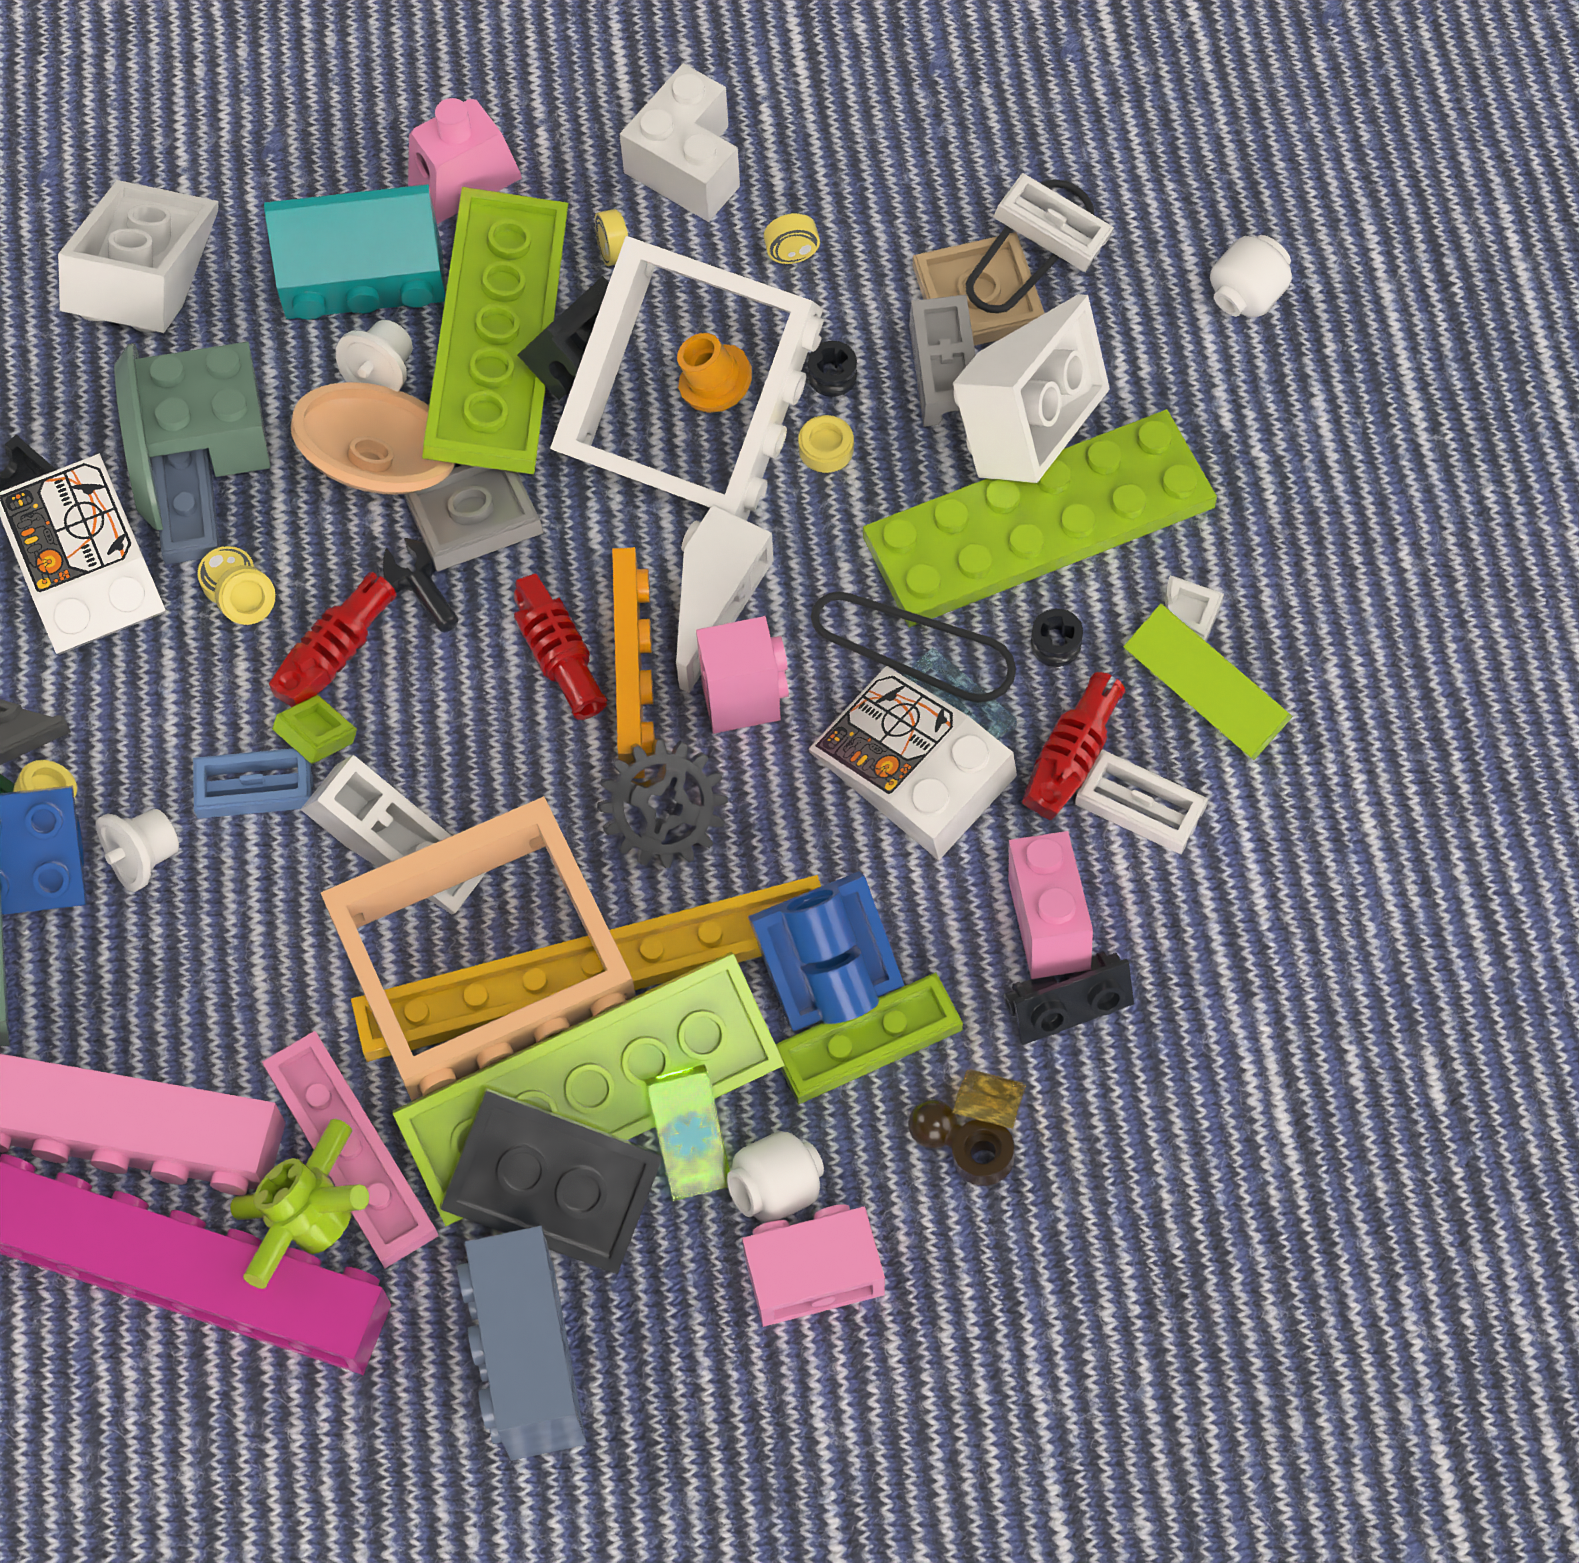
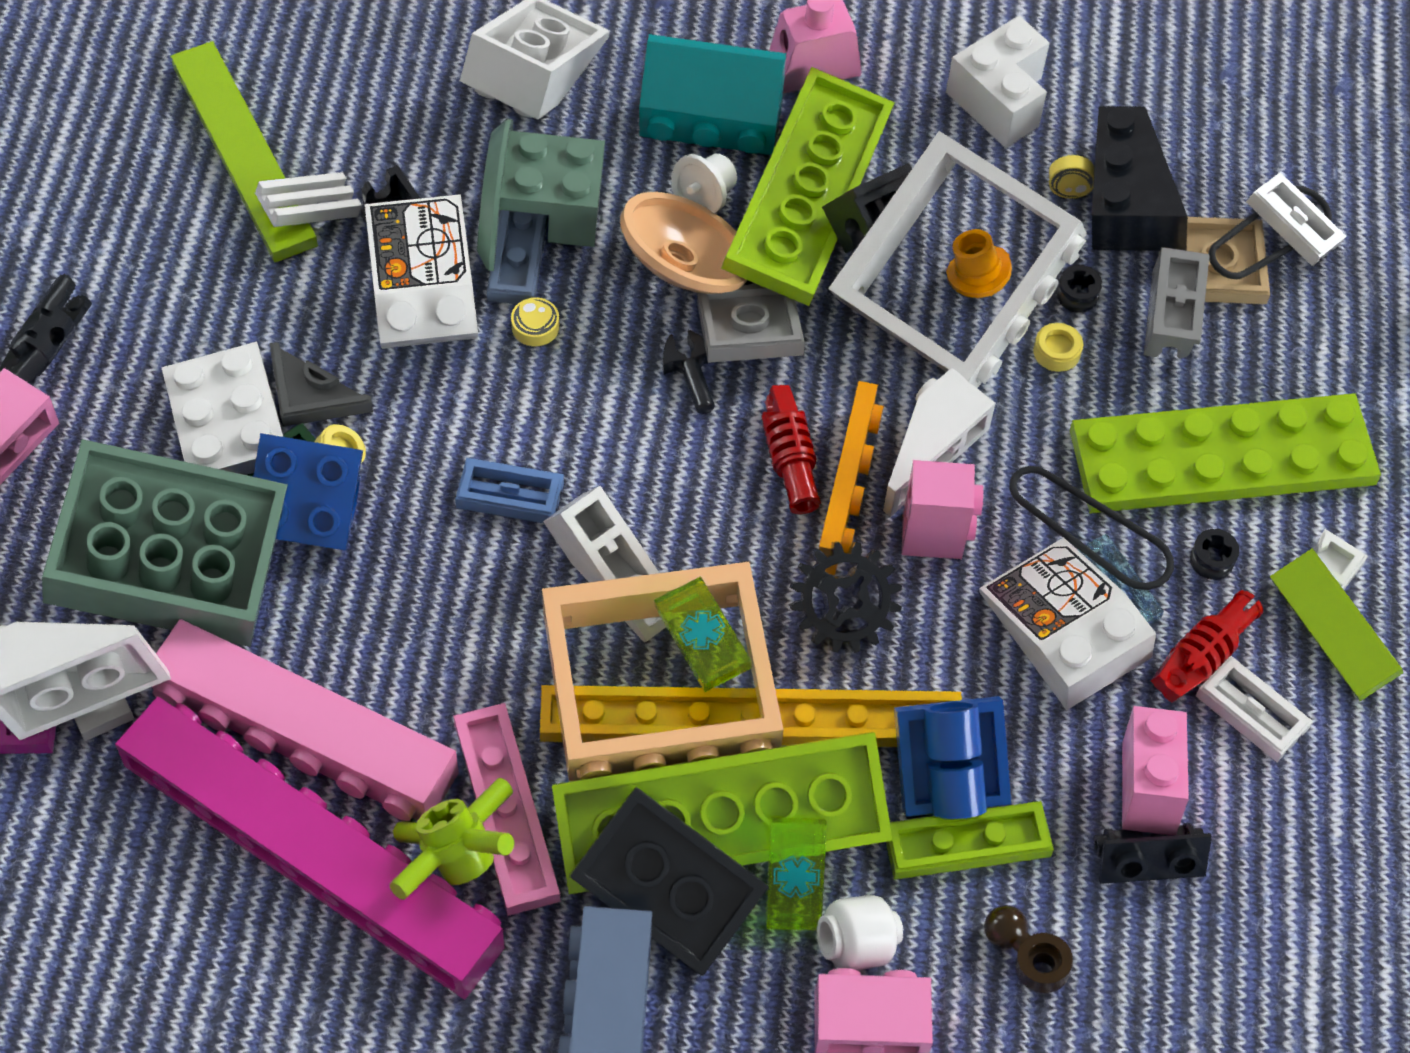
camera: 10 degrees right, 5 degrees down
(136, 845) = (400, 513): white piece -> none
(245, 595) = (545, 339): light yellow tile -> none
(314, 729) = (572, 461): lime tile -> none
(331, 642) = (604, 396): red hinge -> none
(514, 895) = (703, 634): none -> clear neon green tile
(610, 234) = (922, 133): light yellow tile -> none
(861, 235) = (1133, 187): none -> black wedge
(989, 1098) = (1061, 919): clear yellow tile -> none
(1032, 392) = (1244, 347): white slope -> none

